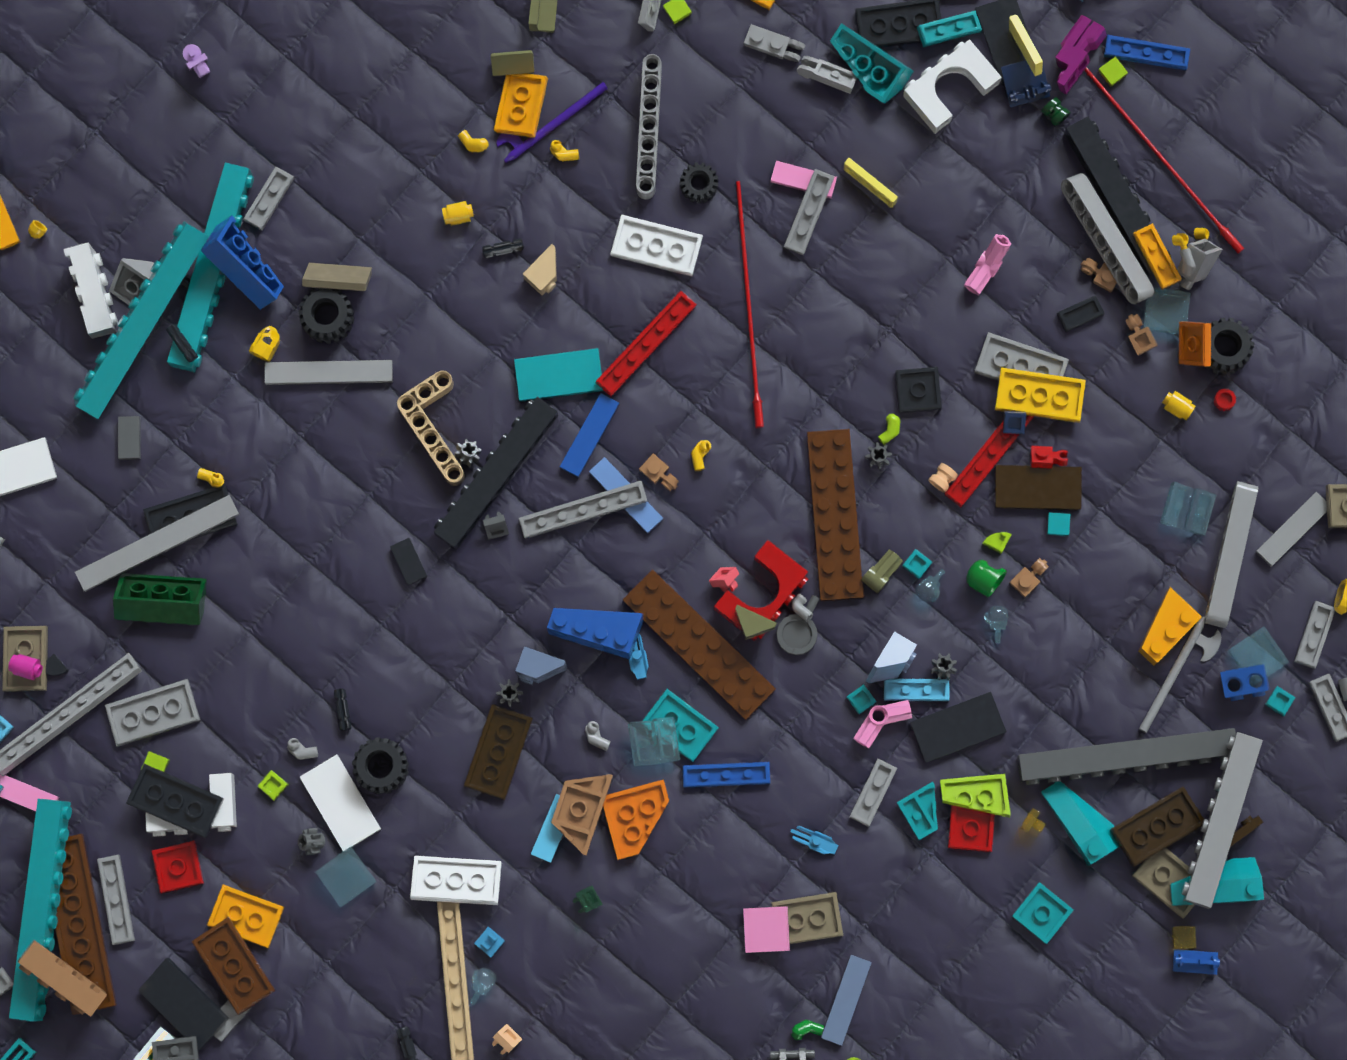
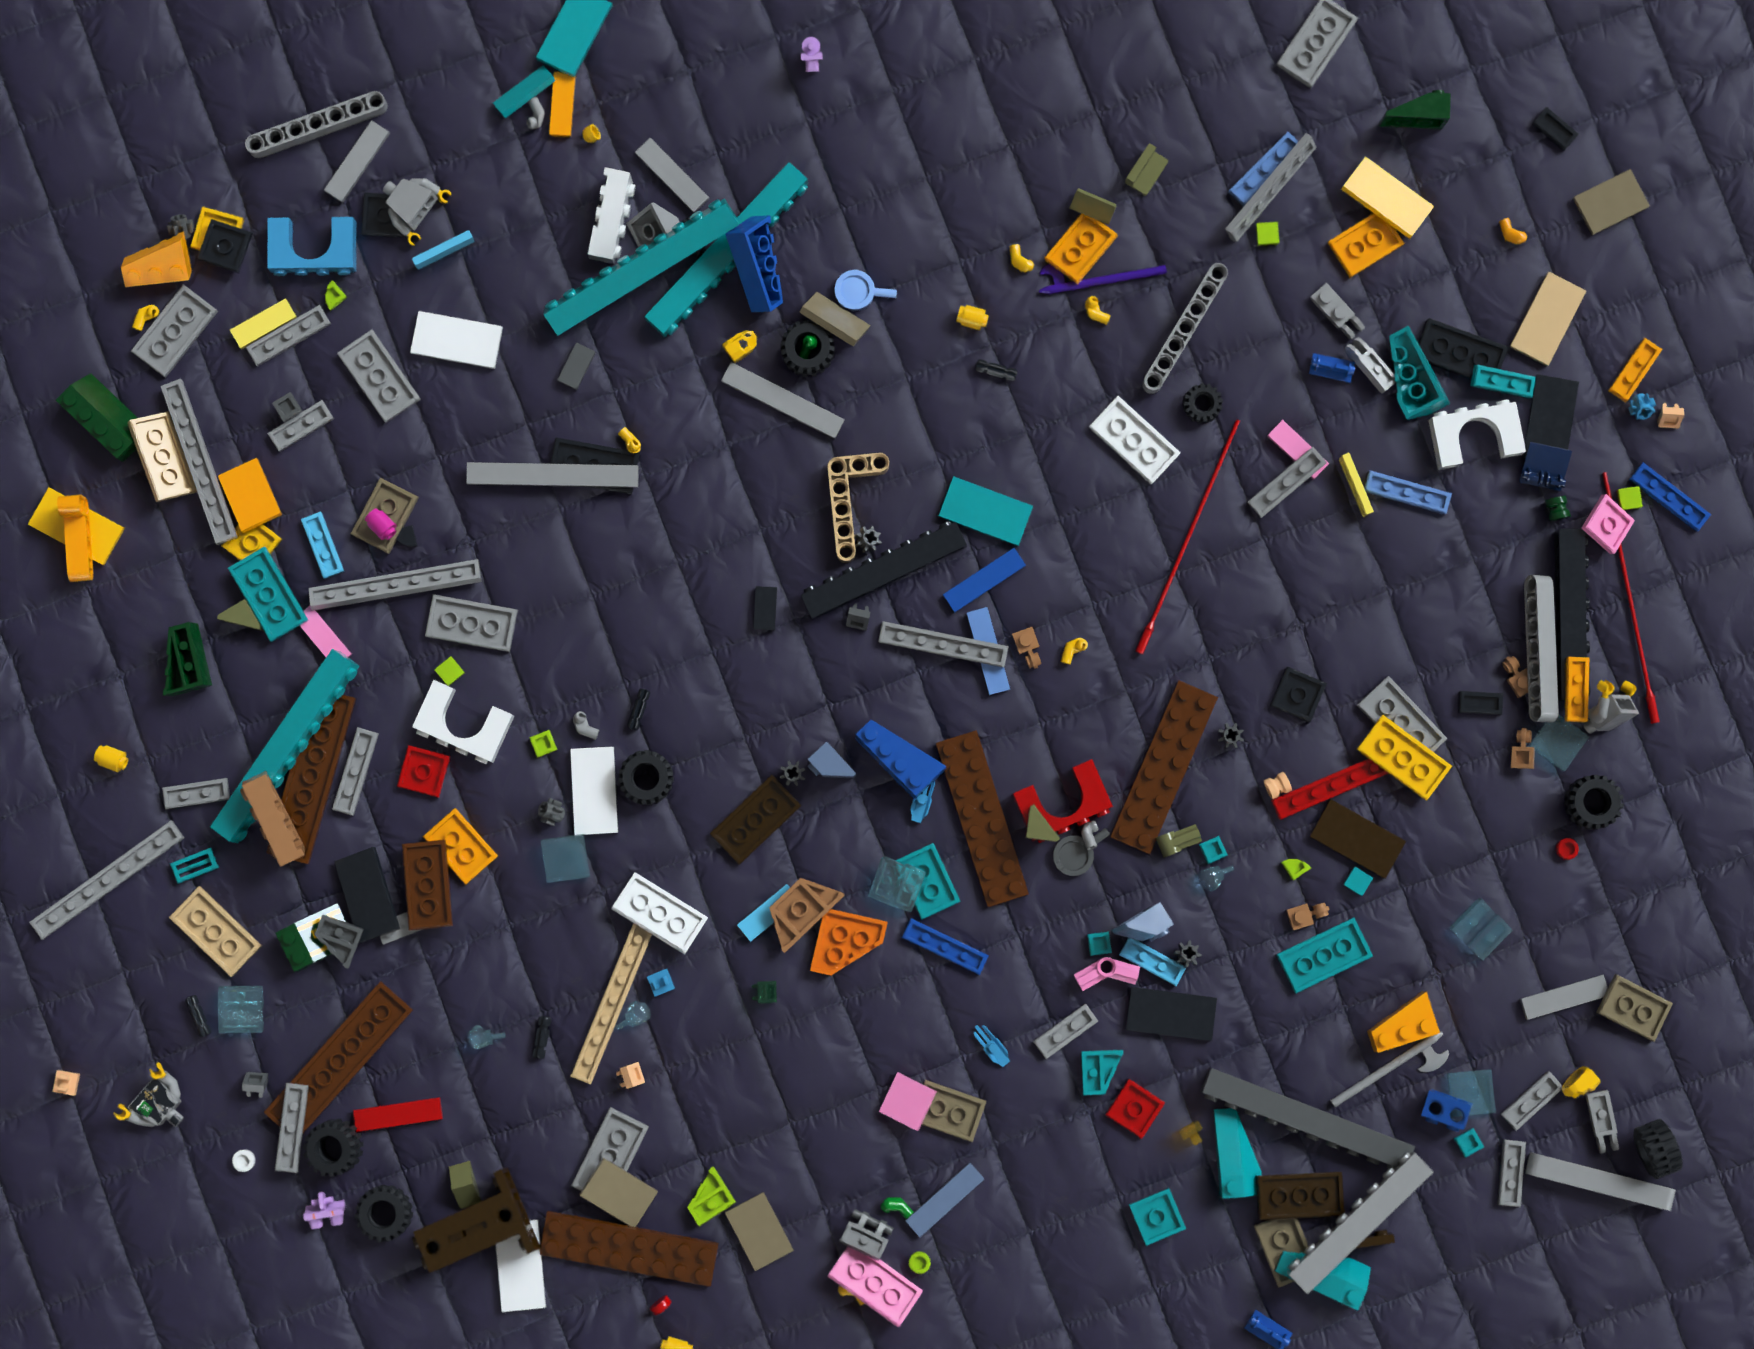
camera: 20 degrees right, 5 degrees up
(127, 228) = (672, 175): none -> light grey tile
(160, 599) = (529, 525): dark green slope -> none
(175, 800) = (450, 713): black tile -> none
(182, 343) = (666, 307): black axle -> none
(268, 198) = (811, 214): light grey tile -> none
(326, 309) = (809, 343): none -> green arm
(343, 243) = (856, 290): none -> light blue piece
(542, 272) = (1020, 411): tan slope -> none
(594, 737) = (846, 851): light grey arm -> none
(645, 343) = (1078, 524): red tile -> none
(725, 578) = (1036, 773): coral tile -> none
(795, 94) = (1332, 368): none -> blue hinge
(892, 431) = (1256, 718): lime arm -> none
(918, 166) = (1407, 492): none -> medium blue tile
(977, 793) = (1157, 1081): lime wing -> none
(984, 578) = (1265, 894): green helmet -> none
(988, 264) = (1421, 615): bright pink piece -> none
(997, 618) = (1258, 936): clear light blue piece -> none
(1014, 422) = (1367, 770): dark blue tile -> none
(1025, 45) = (1563, 434): light yellow tile -> none
(1045, 457) = (1378, 815): red plate -> none
(1064, 604) = (1324, 955): none -> teal tile
(1075, 50) = (1606, 460): magenta plate -> none
(1106, 102) = (1608, 524): none -> bright pink tile
(1178, 405) = (1522, 832): yellow brick -> none
(1184, 937) = (1270, 1304): clear yellow tile -> none
(1195, 343) = (1567, 786): orange tile -> none
(1231, 554) = (1496, 990): light grey beam -> none

